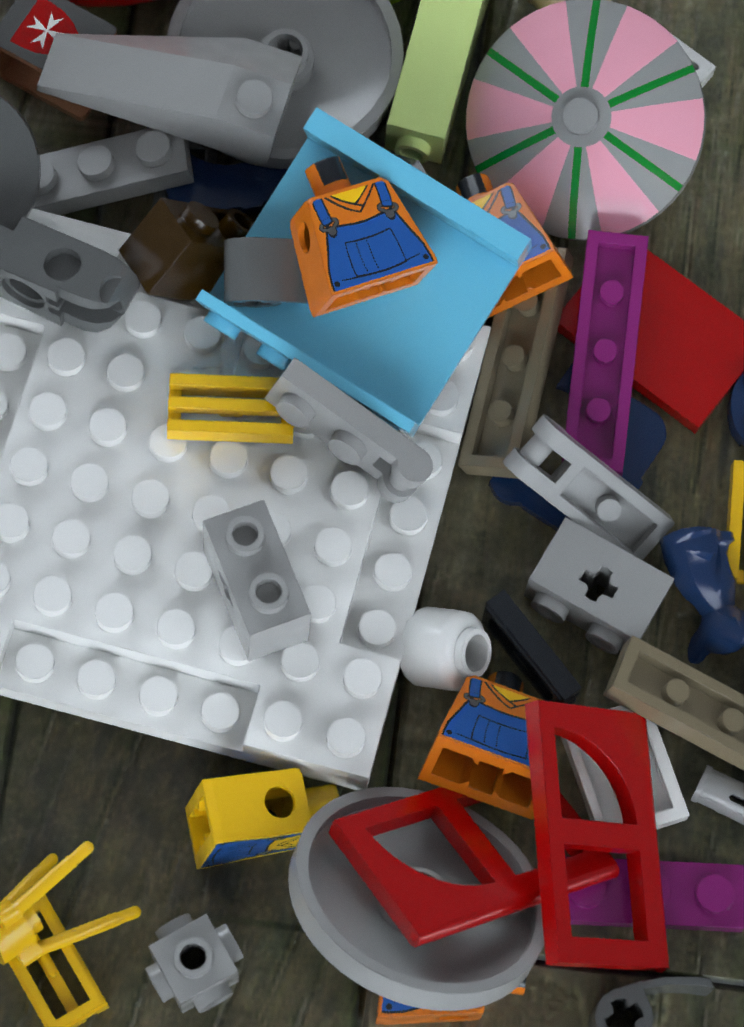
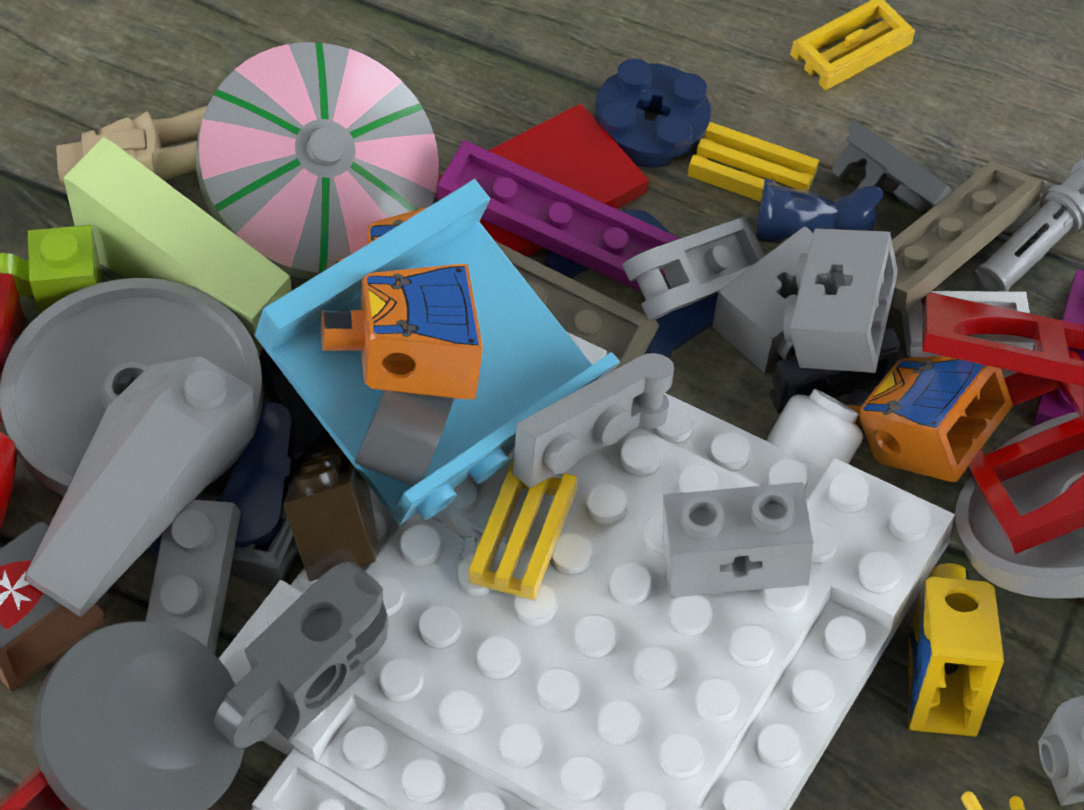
camera: 70 degrees left, 15 degrees down
(573, 624) = (842, 300): none -> light grey brick

